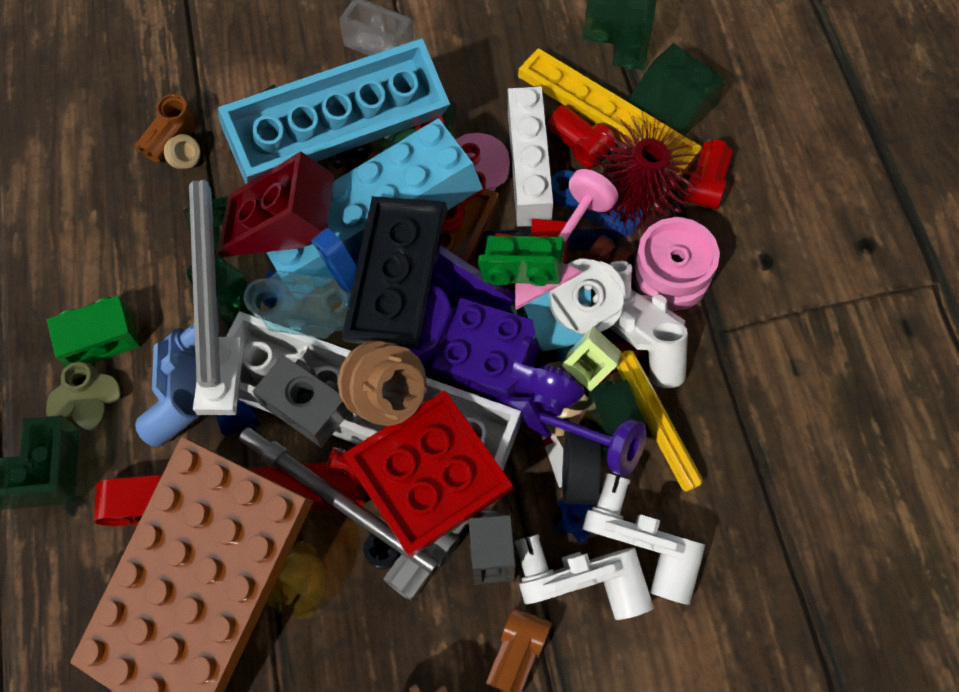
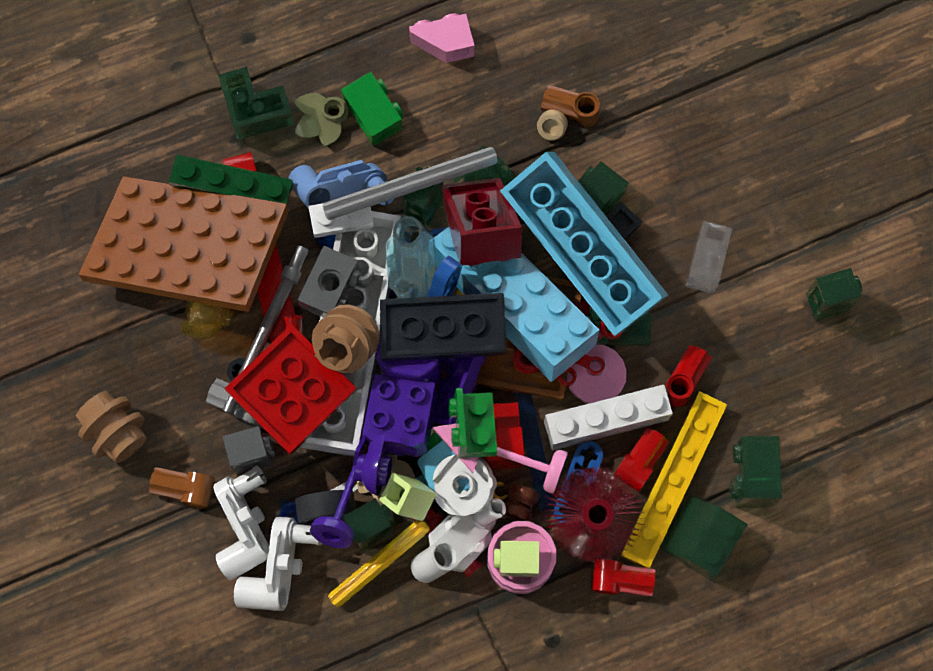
camera: 75 degrees right, 10 degrees up
(38, 240) = (444, 38): none -> bright pink slope
(118, 522) = (228, 180): none -> dark green plate
(496, 76) = (687, 374): none -> red piece
(688, 247) = (517, 558): none -> yellowish green brick

